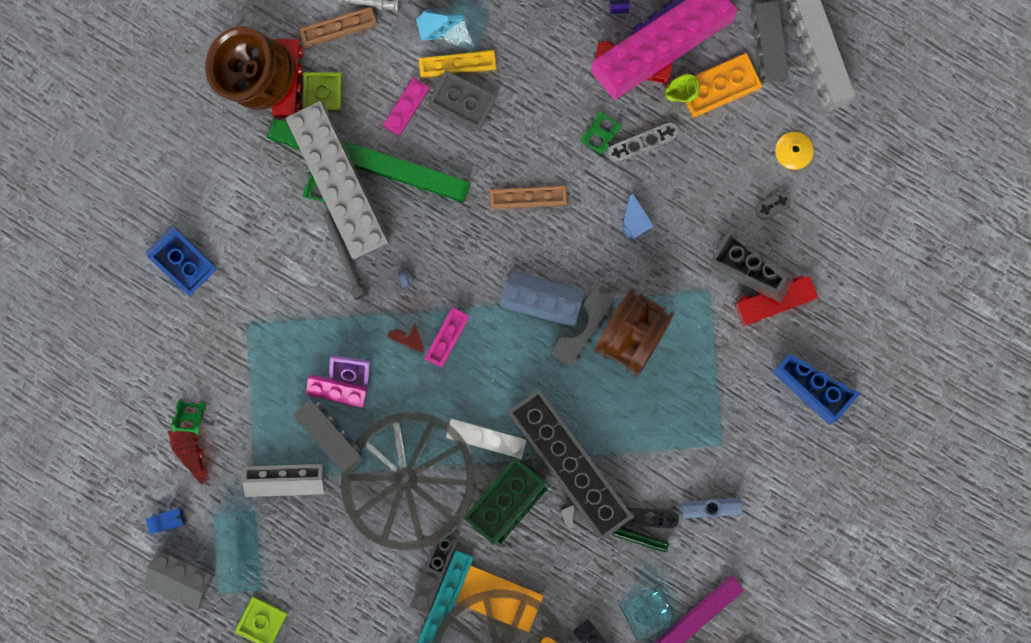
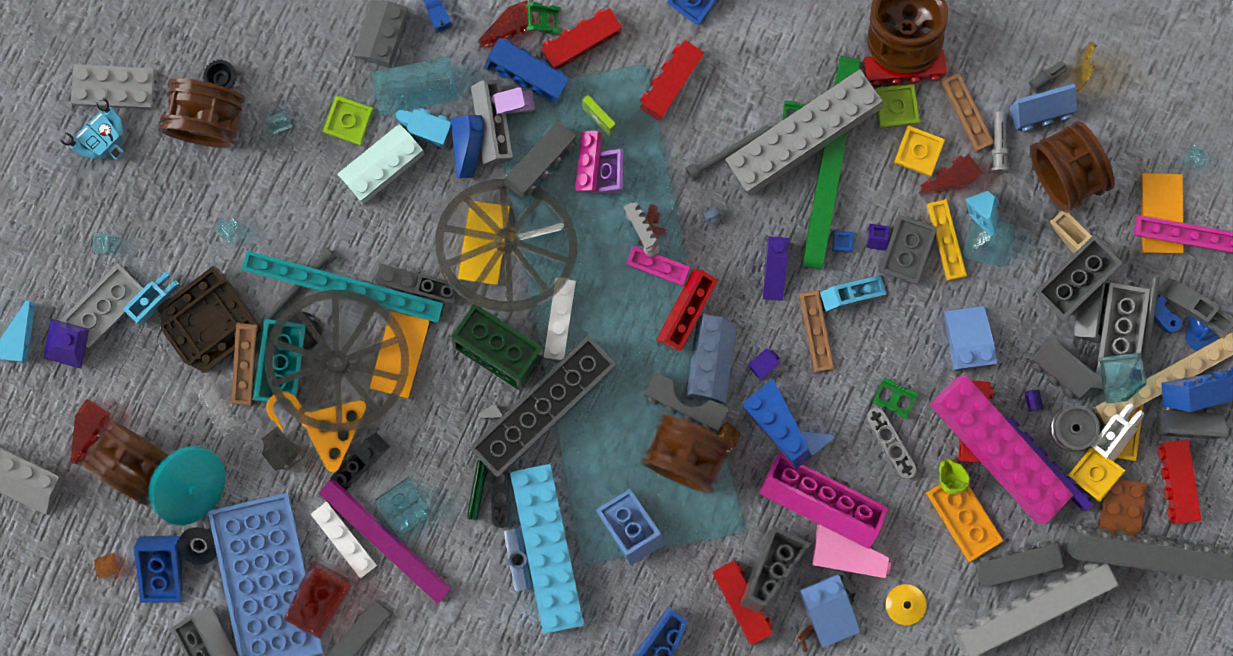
camera: 80 degrees right, 0 degrees up
(214, 383) = (582, 39): none -> red brick
(237, 440) = (526, 70): none -> blue wedge
(267, 300) = (671, 80): none -> red brick
(267, 455) = (514, 101): none -> lavender slope
(279, 545) = (425, 126): none -> medium azure hinge
(293, 374) = (598, 115): none -> lime tile
(299, 506) = (467, 142): none -> blue slope
(309, 594) = (381, 164): none -> light aqua slope
(369, 76) = (919, 151): none -> yellow plate
(394, 353) = (641, 225): none -> light grey gear
(398, 43) = (956, 177): none -> clear red slope
(406, 107) = (893, 193): dark pink plate -> none
(426, 512) = (472, 268): none -> yellow tile
(445, 127) = (878, 237): none -> dark purple slope
(445, 160) = (843, 241): none -> blue tile
(463, 226) = (775, 268): none -> dark purple slope
(494, 315) = (686, 310): none -> red brick
(497, 157) = (852, 293): none -> medium azure slope
(553, 250) = (764, 363): none -> dark purple brick
(554, 55) = (970, 338): none -> medium blue slope
(609, 246) = (775, 420): none -> blue wedge
(617, 292) = (729, 433): none -> clear orange slope
(691, 211) = (824, 501): none -> dark pink brick
(693, 396) = (630, 527): none -> medium blue slope
(704, 478) = (547, 548): none -> medium azure brick
(742, 200) = (843, 554): none -> bright pink slope
(793, 220) = (829, 610): none -> medium blue slope
(807, 240) = (805, 635): none -> reddish brown piece

